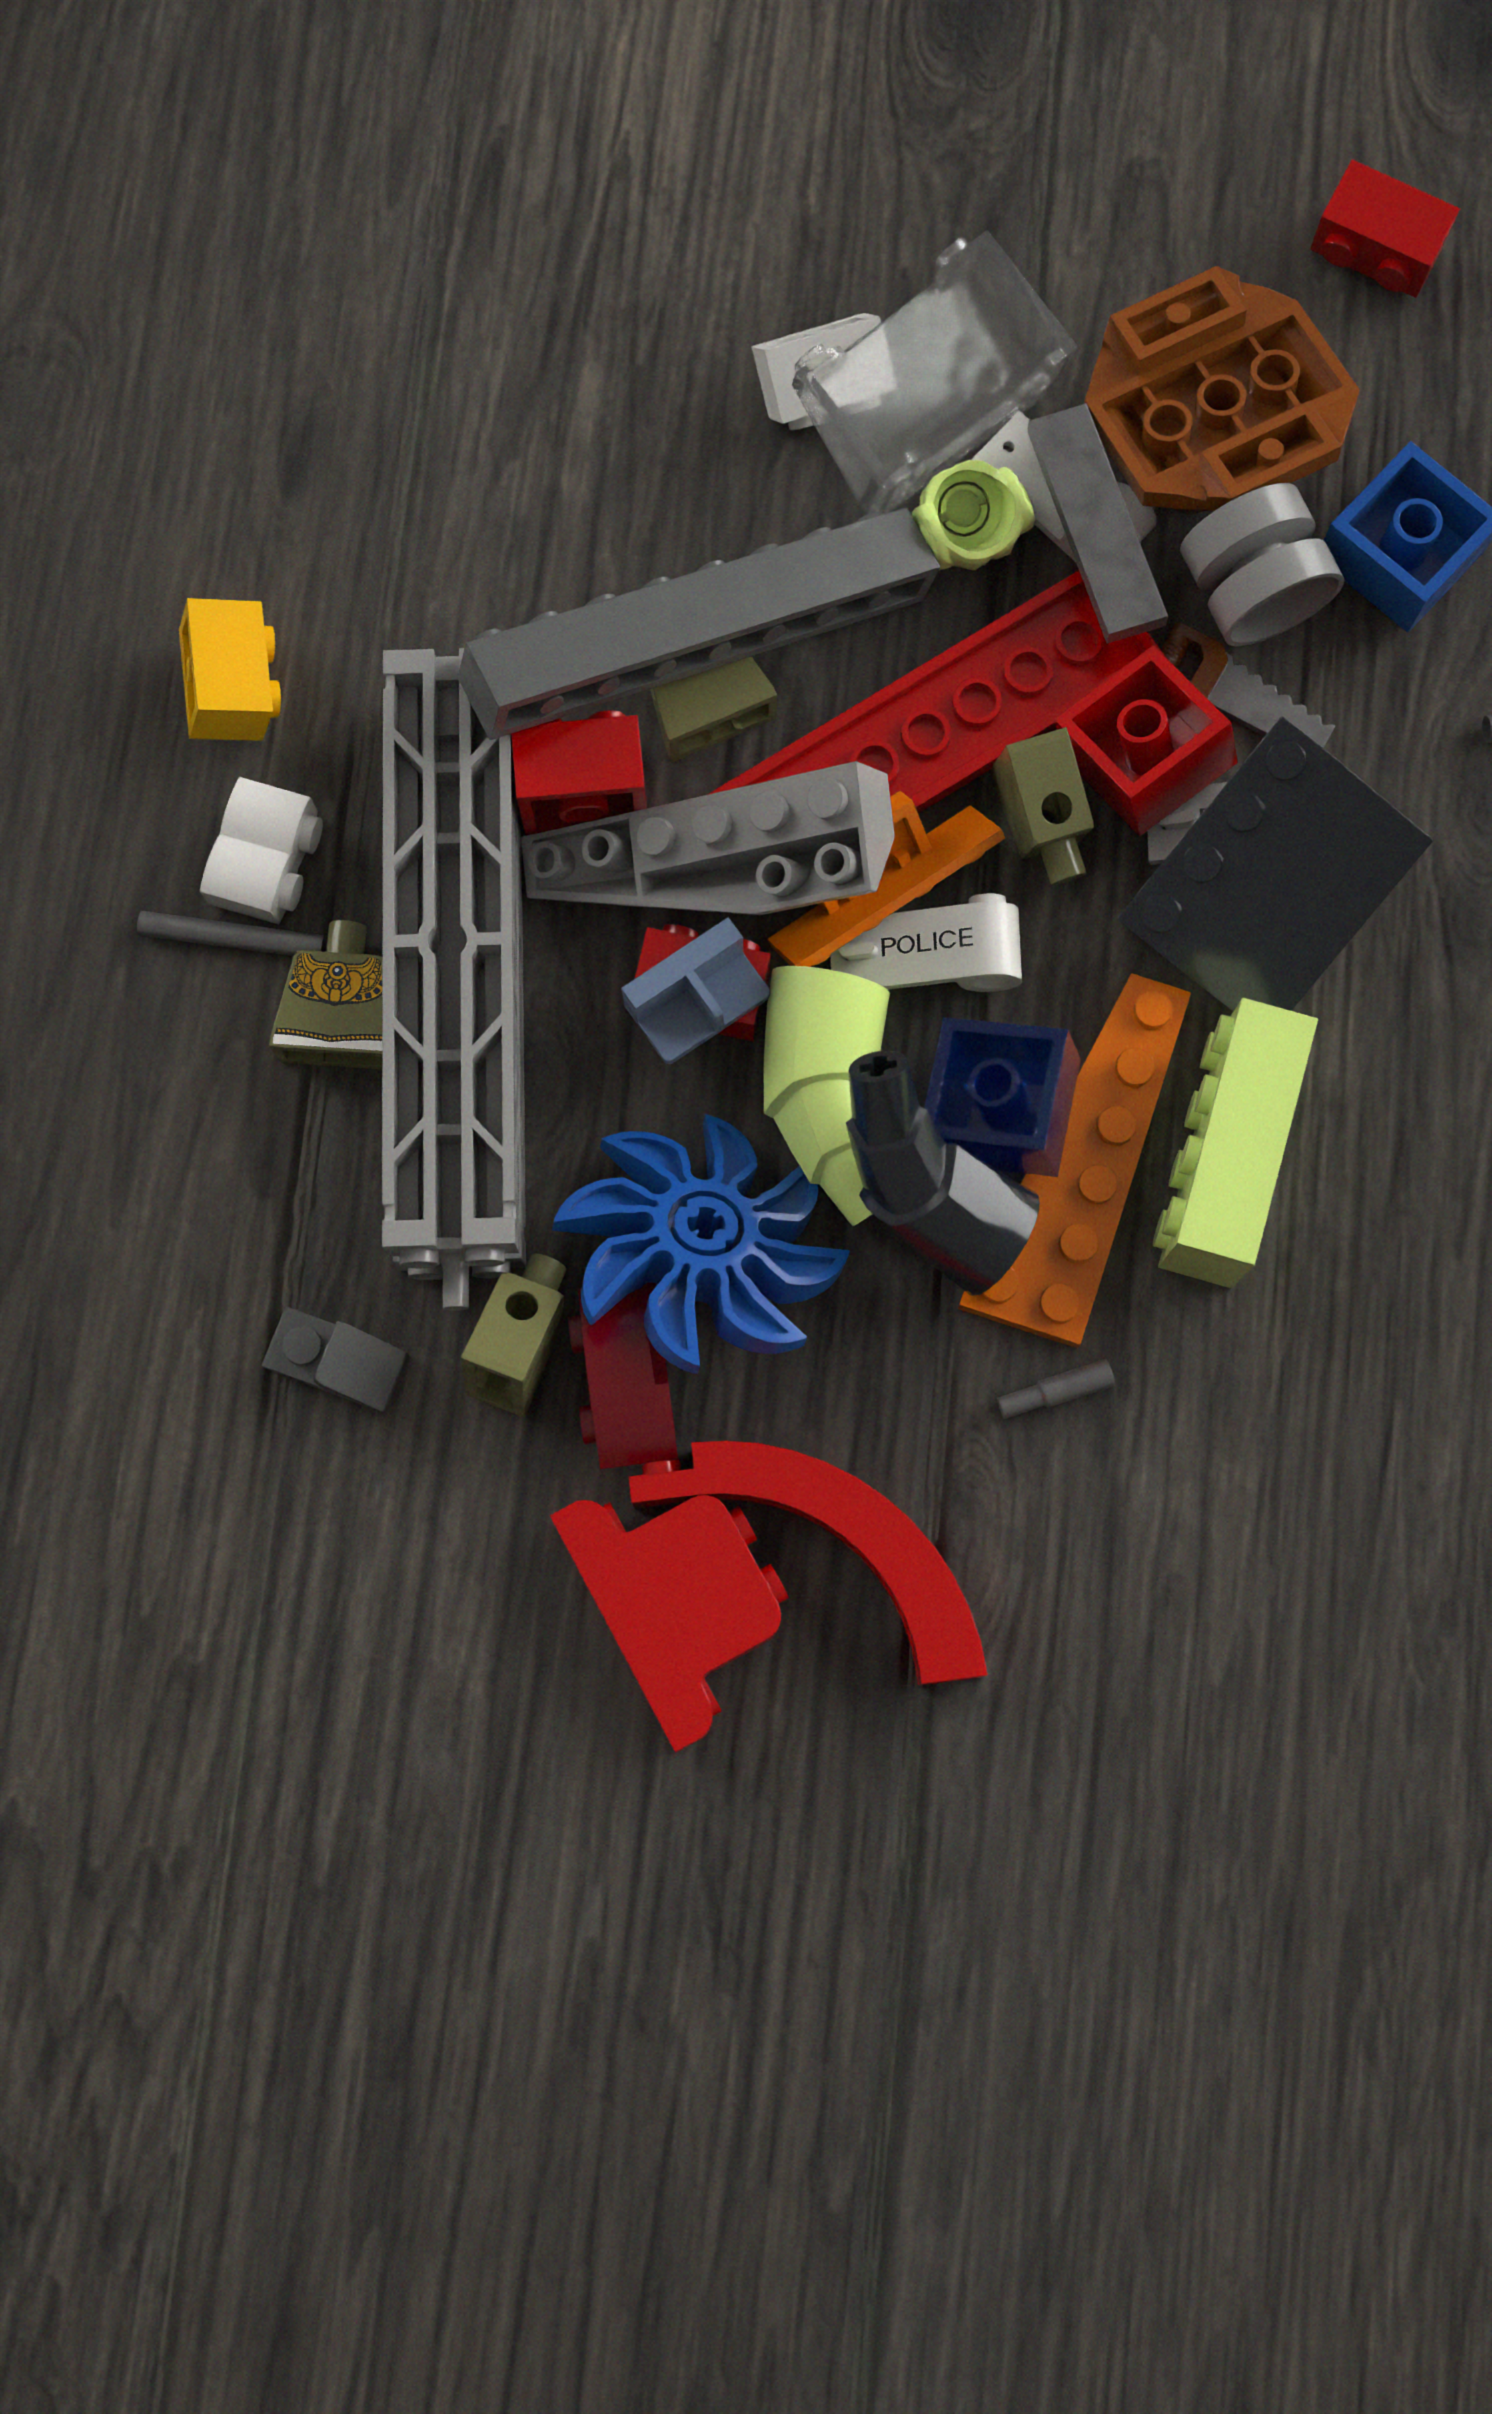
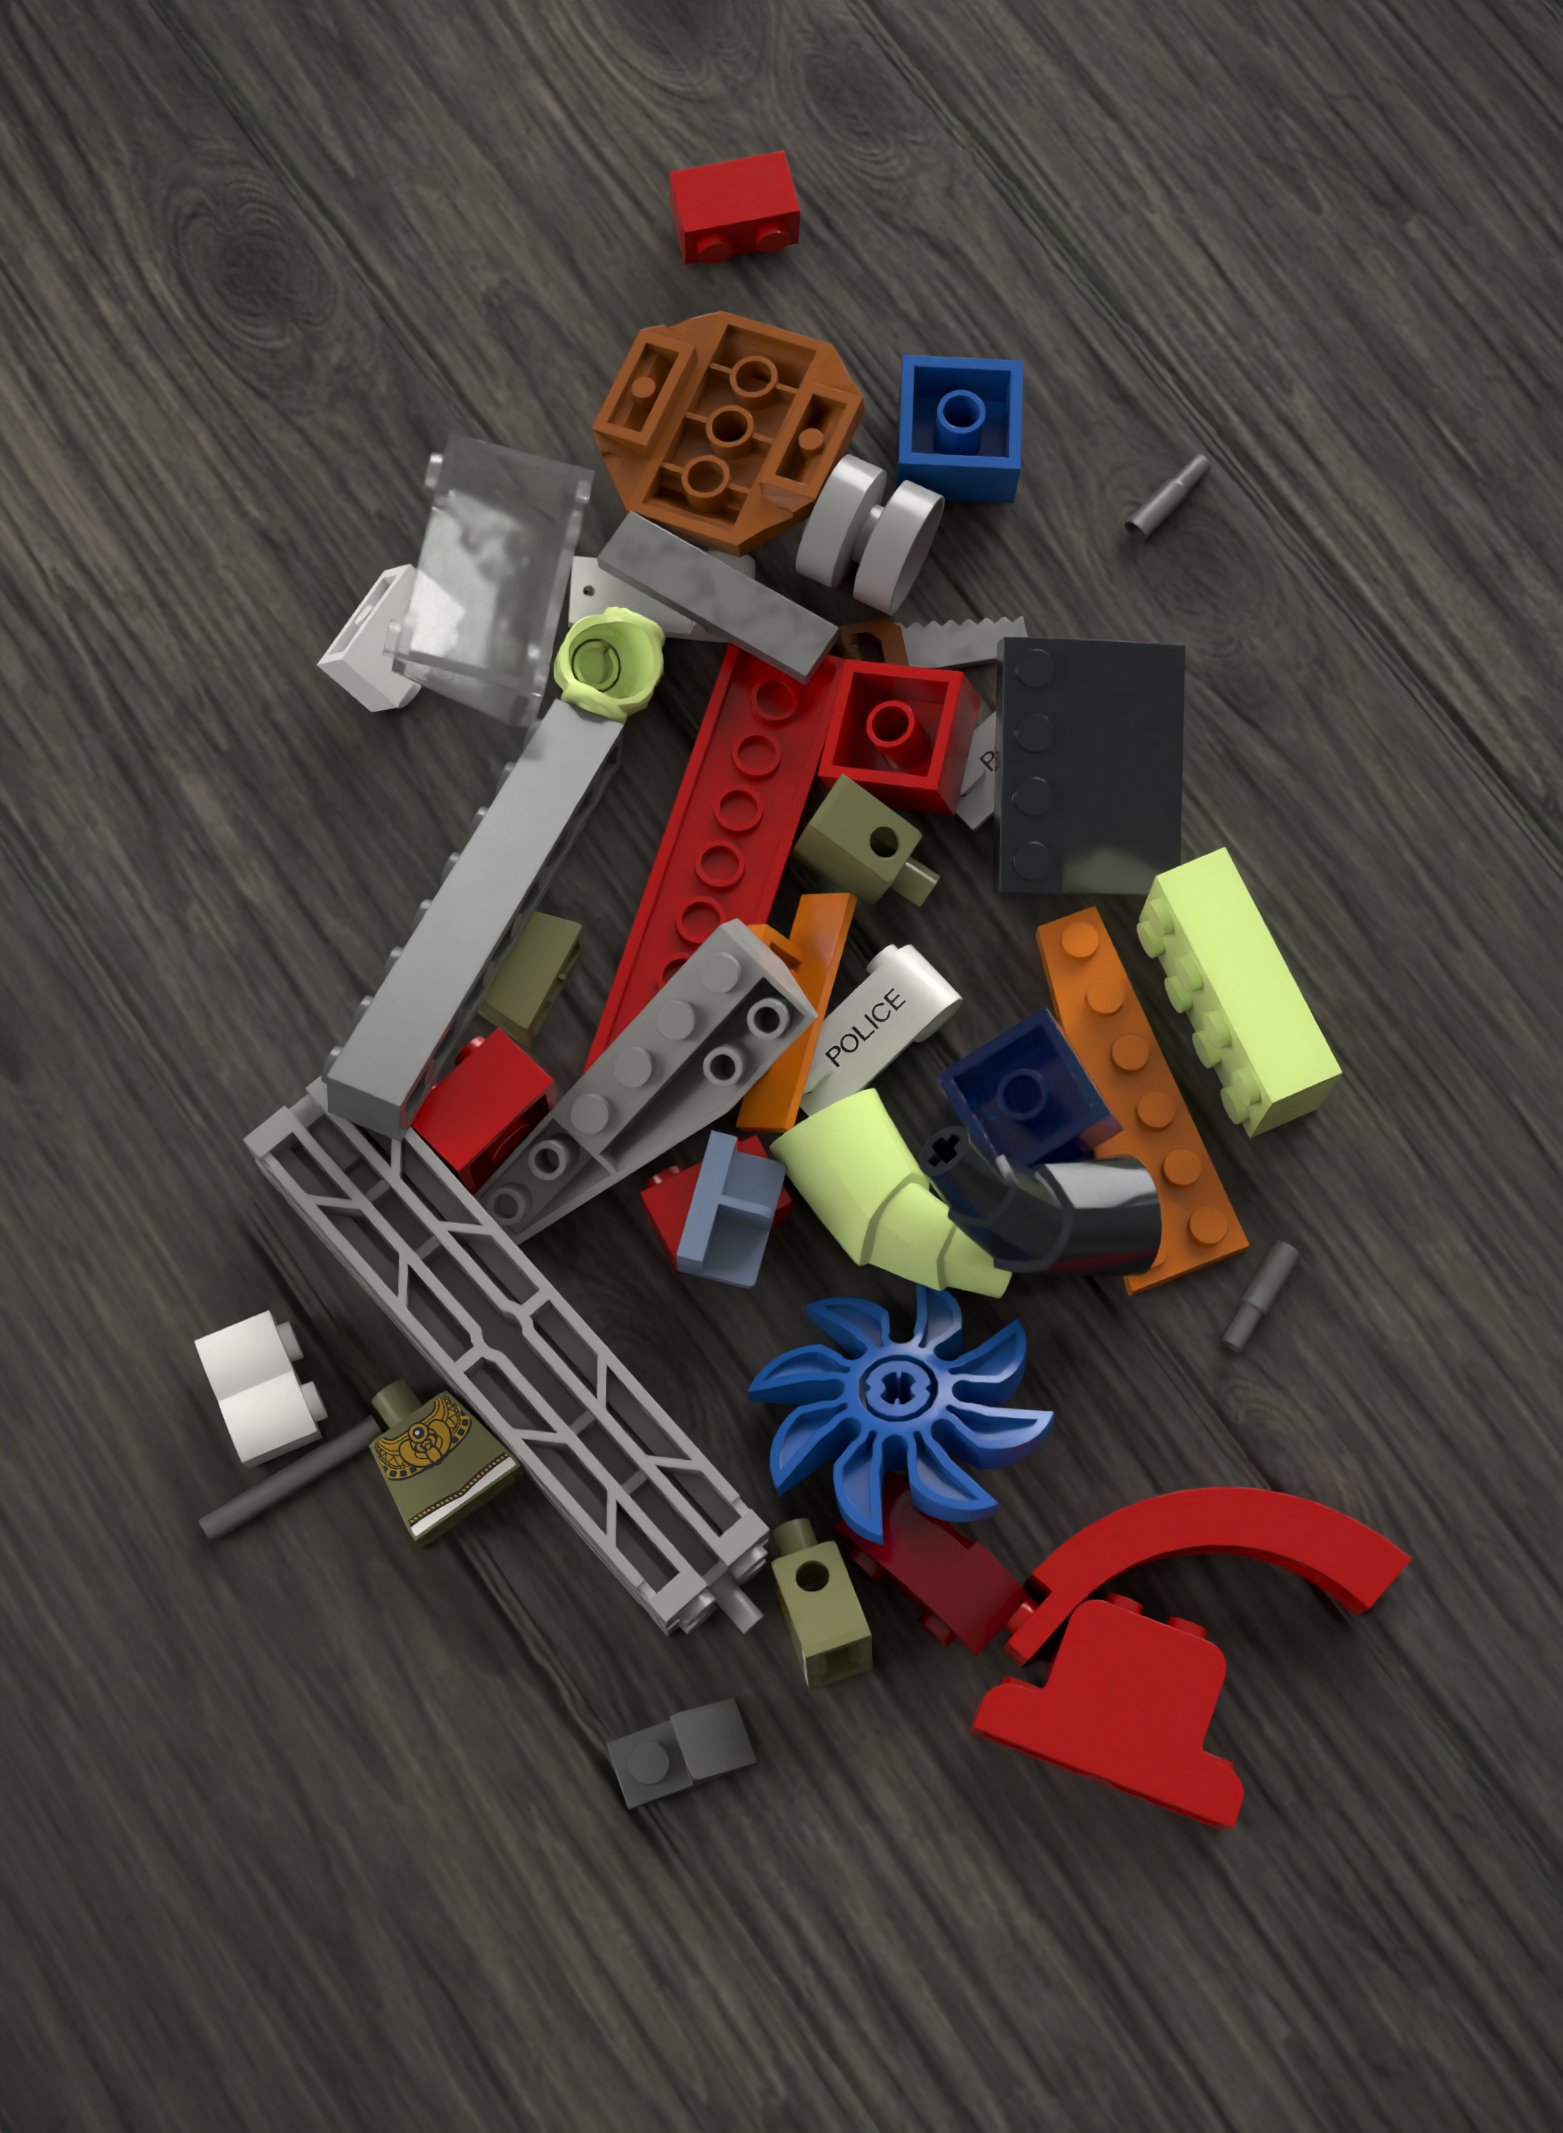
camera: 45 degrees left, 5 degrees down
(227, 670) = (104, 1262): yellow brick -> none

